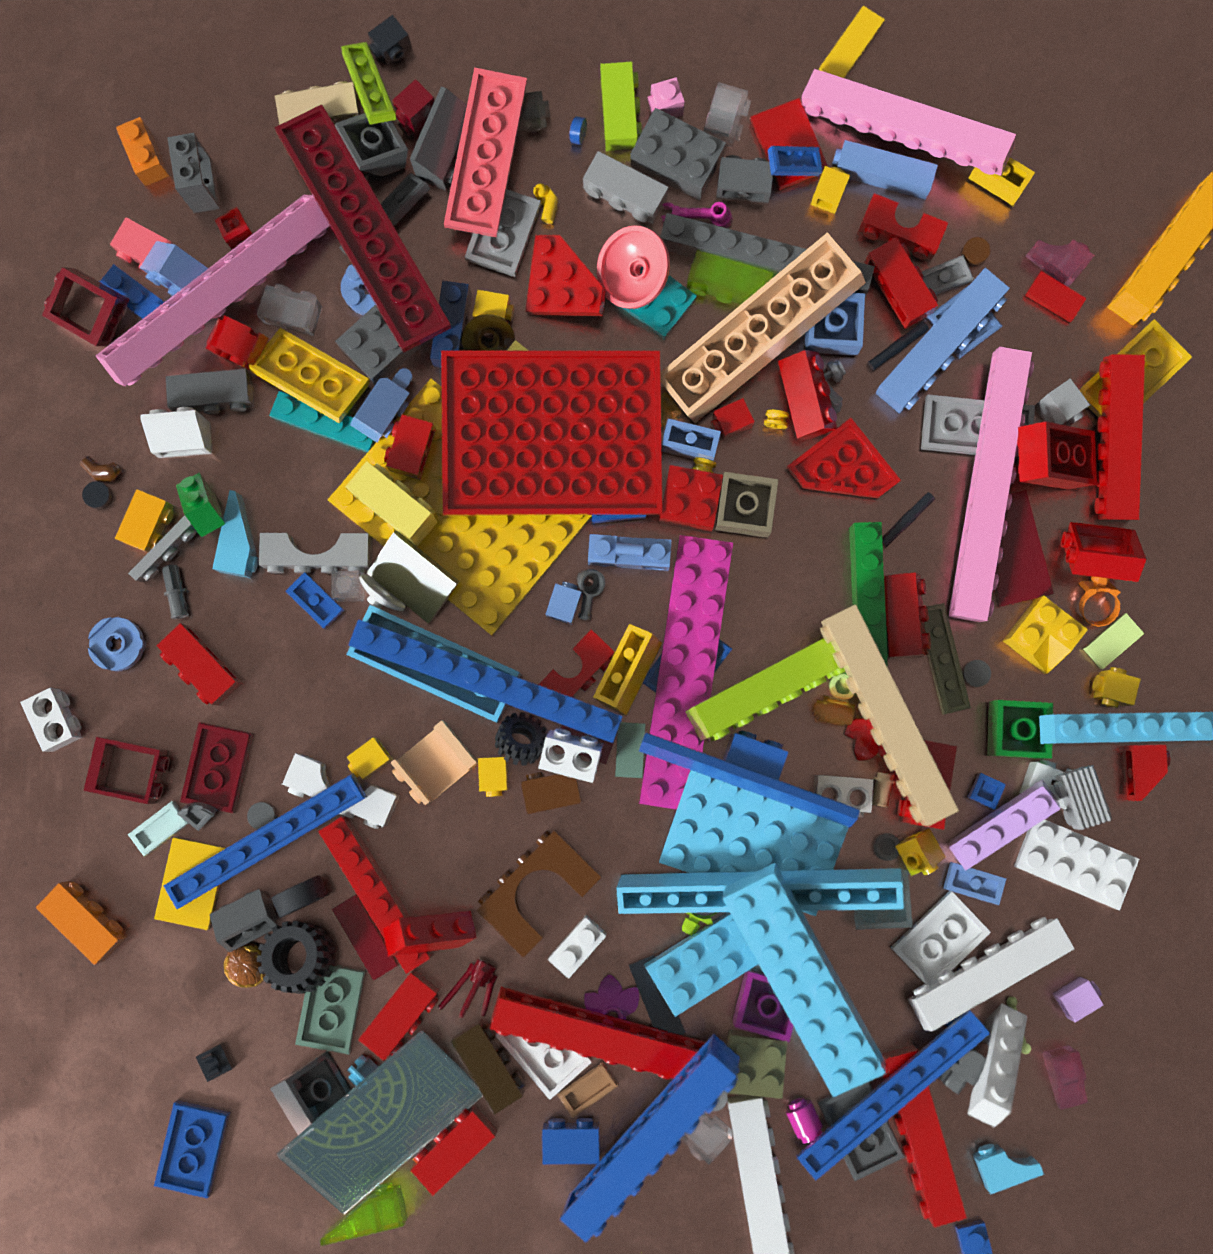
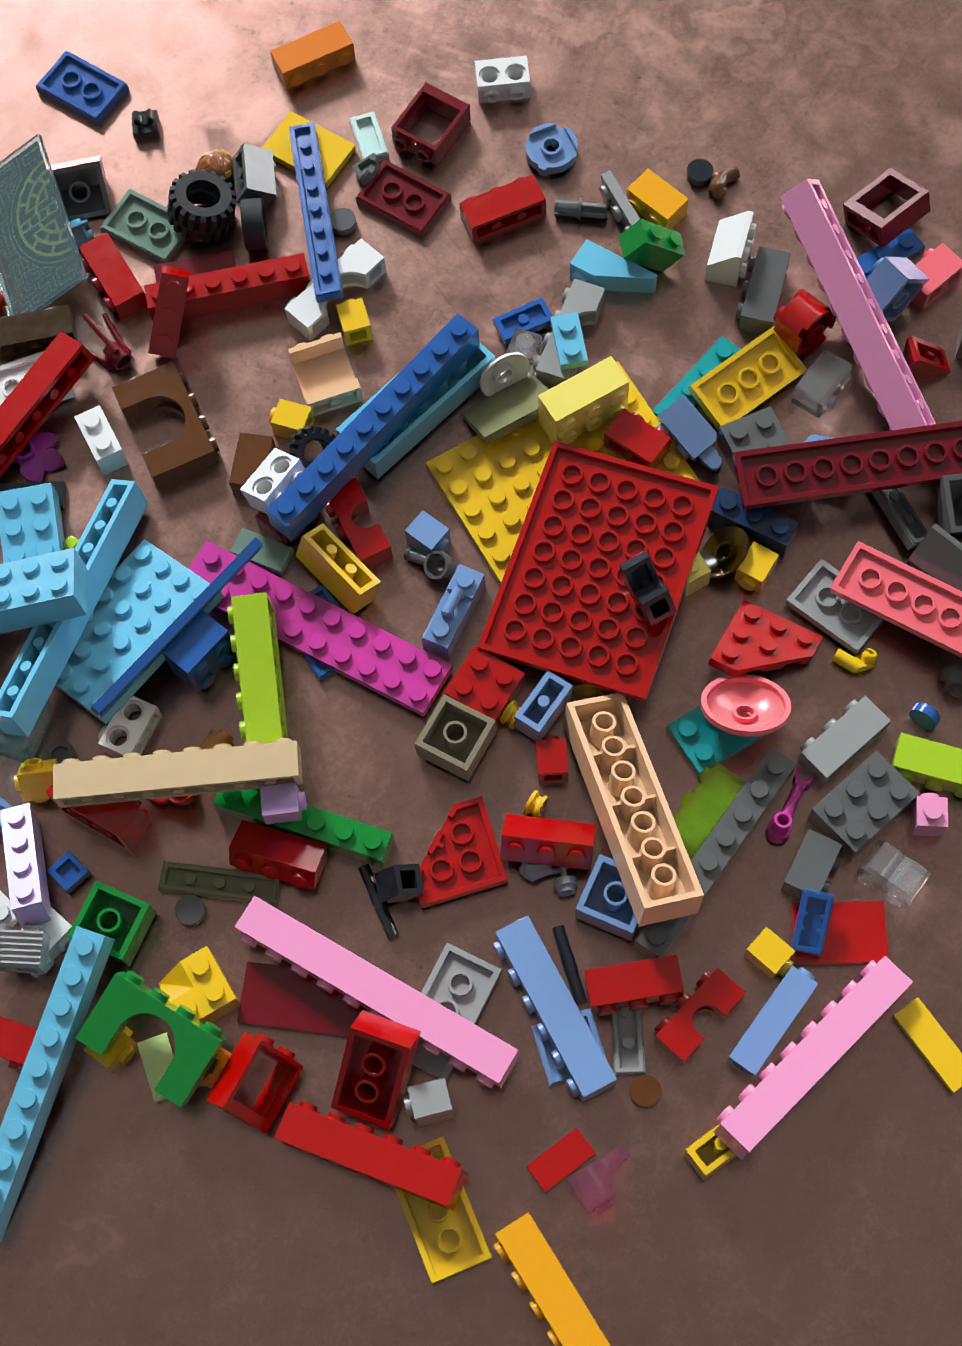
camera: 110 degrees right, 15 degrees down
(329, 543) = (569, 341): none -> medium azure plate
(567, 374) = (647, 589): none -> black brick
(875, 617) = (282, 803): none -> lavender brick
(891, 503) = (399, 883): none -> black brick
(1088, 674) = (195, 1042): none -> green arch

